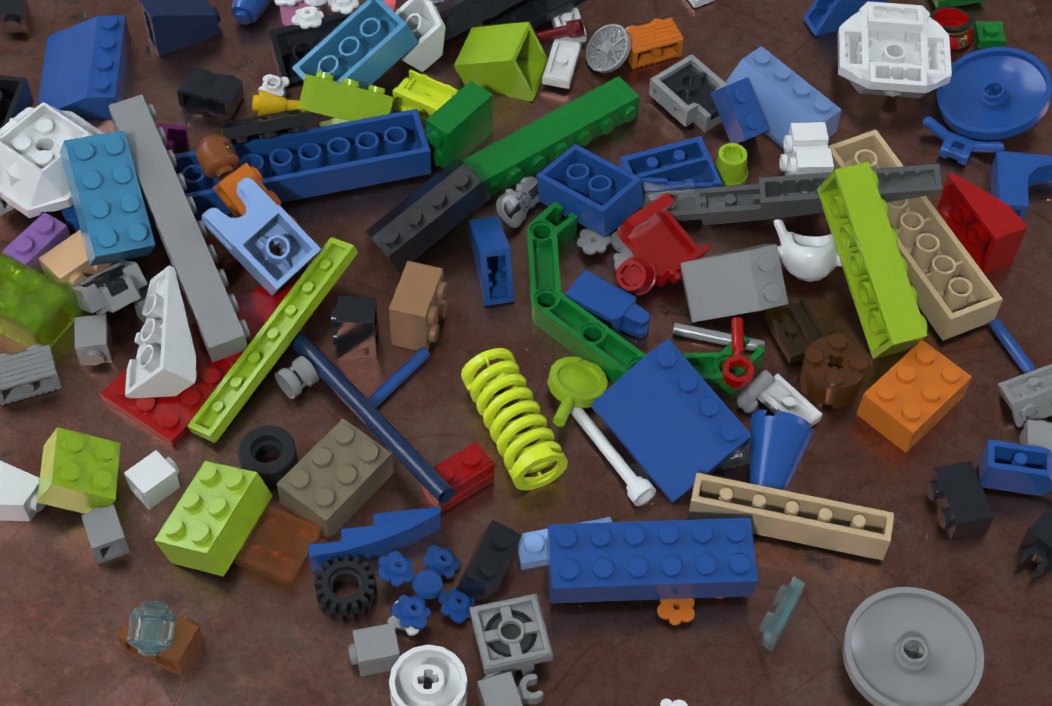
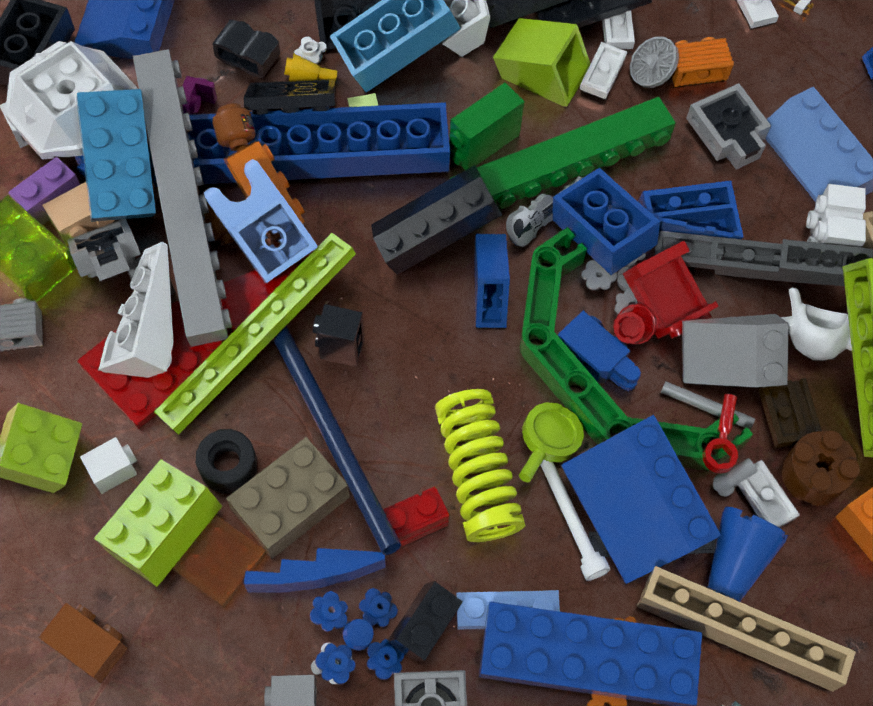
camera: 10 degrees right, 10 degrees up
(93, 339) = (80, 301): light grey brick -> none
(105, 533) = (51, 516): light grey brick -> none
(151, 628) = (68, 642): clear light blue head -> none
(297, 377) = (279, 374): light grey wheel -> none
(343, 99) = (373, 81): lime brick -> none
(345, 570) = (276, 599): black tyre -> none
(399, 377) = (371, 394): blue bar -> none
(418, 306) = (405, 323): medium nougat brick -> none
(421, 94) = (455, 86): neon yellow hinge -> none
(572, 29) = (620, 35): dark red bar -> none
(732, 164) = (757, 215): lime piece -> none
(739, 111) = (777, 156): blue brick -> none

